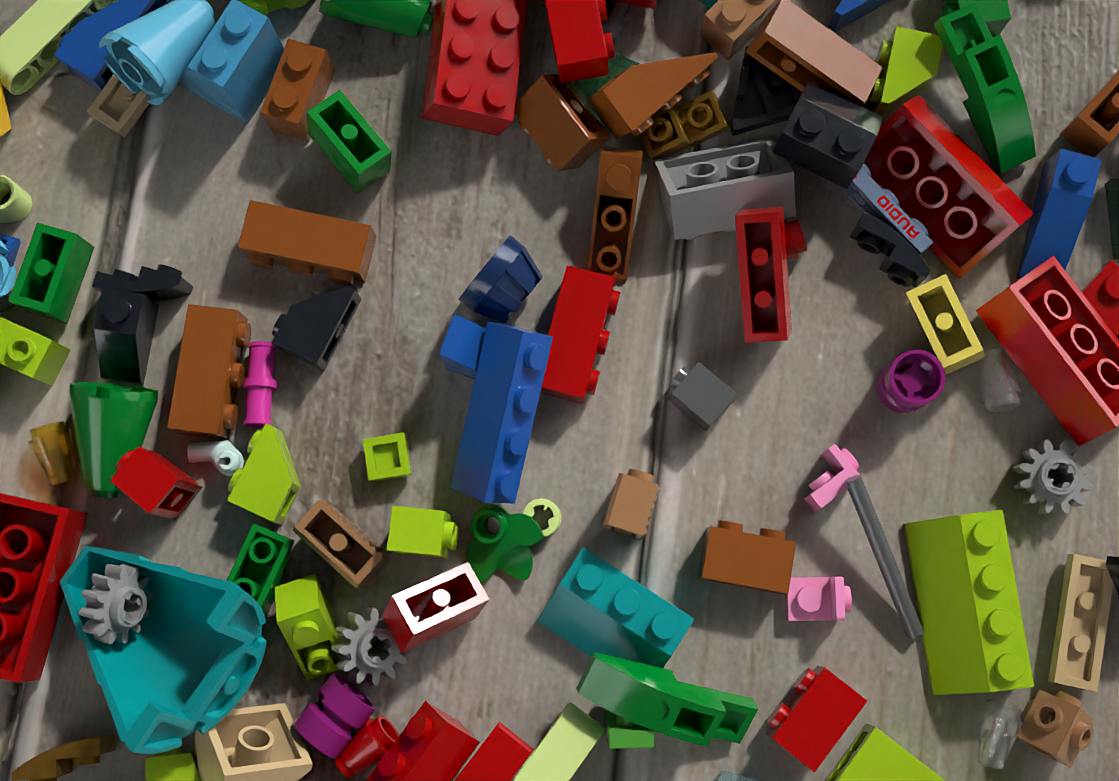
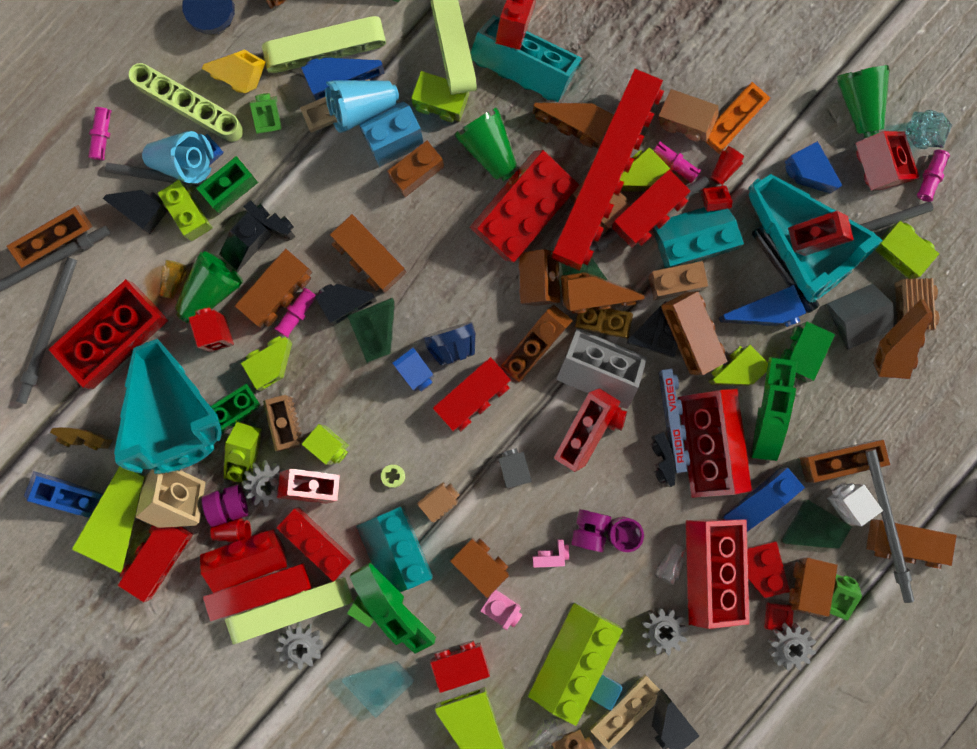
camera: 30 degrees right, 5 degrees up
(44, 149) = (265, 113): none -> bright green bracket
(115, 603) = (153, 380): light grey gear -> none
(220, 453) = (253, 334): light aqua arm -> none
(348, 141) = (423, 215): green brick -> none
(383, 337) = (374, 329): none -> clear green wing
(387, 457) = (335, 393): lime plate -> none
(497, 682) = (315, 543): none -> red brick
(501, 413) = (405, 411): blue brick -> none
(507, 547) = (364, 479): green plate -> none
(828, 135) = (672, 379): black slope -> none
(866, 421) = (588, 539): none -> magenta wheel
(884, 556) = (549, 612): dark grey bar -> none
(945, 324) = (663, 517): light yellow brick -> none
(1040, 614) = (606, 692): none -> slope

